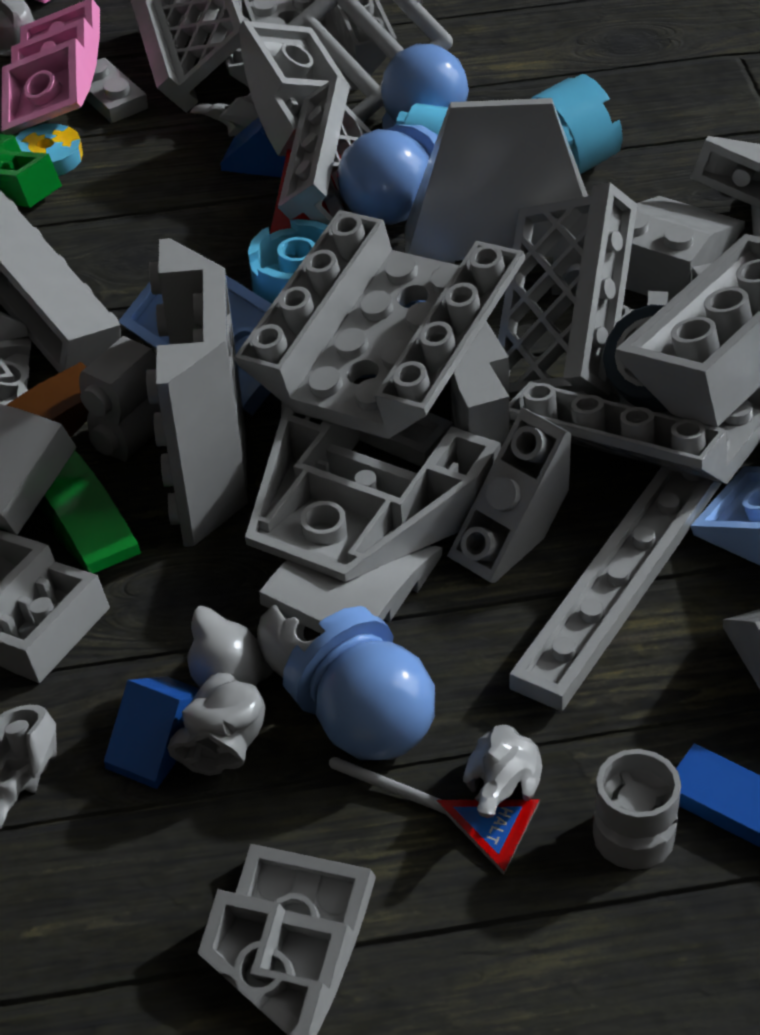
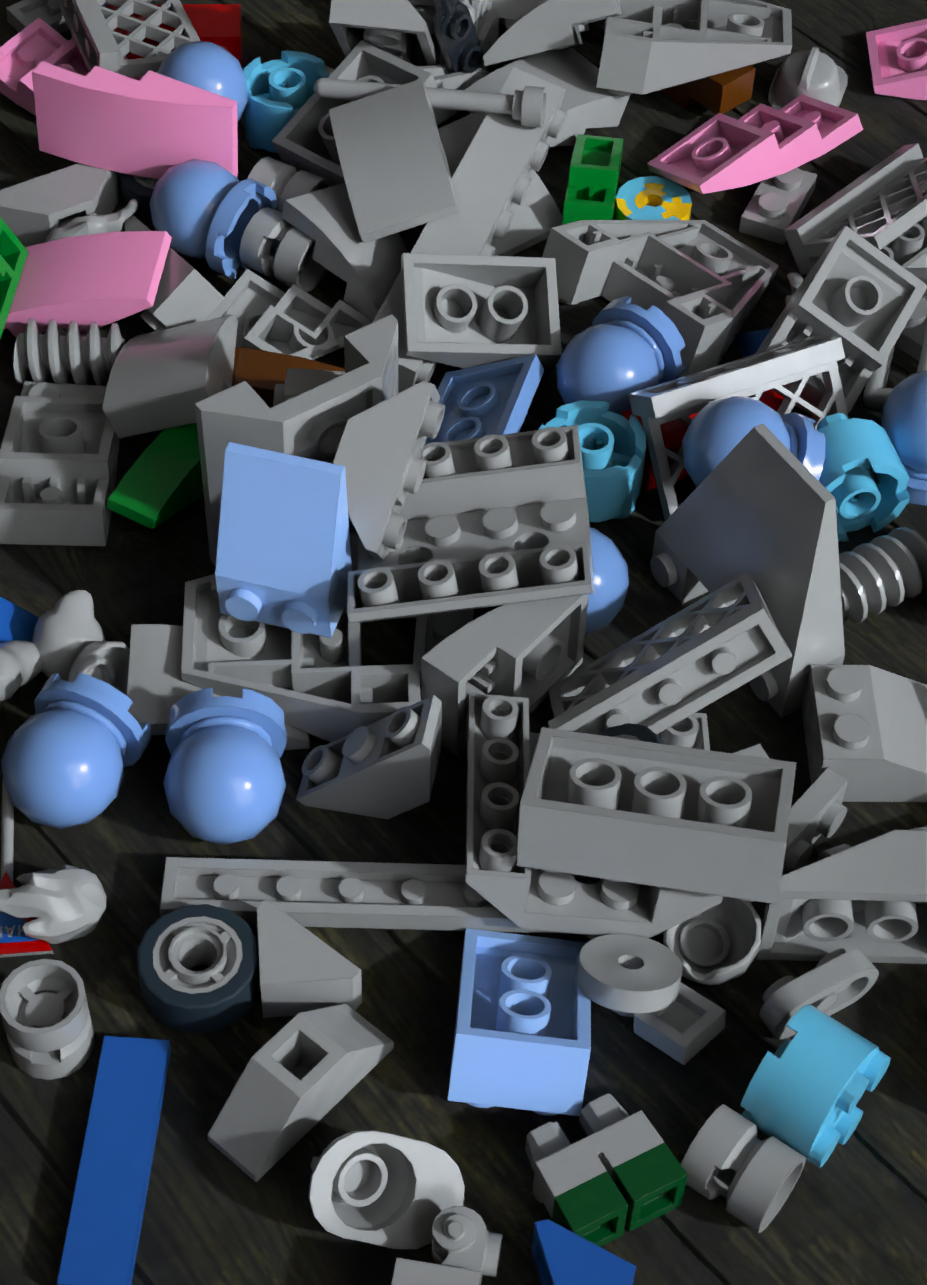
camera: 55 degrees right, 5 degrees up
(103, 249) = (480, 309): none -> light grey slope
(148, 167) = (680, 266): none -> light grey wedge
(216, 210) = (620, 355): none -> medium blue tile
(297, 324) = (384, 463): none -> light grey slope
(308, 421) = (283, 540): none -> light blue slope
(461, 594) = (225, 764): none -> medium blue tile
(638, 693) = (199, 998): none -> wheel
(669, 633) = (300, 968): none -> light grey slope

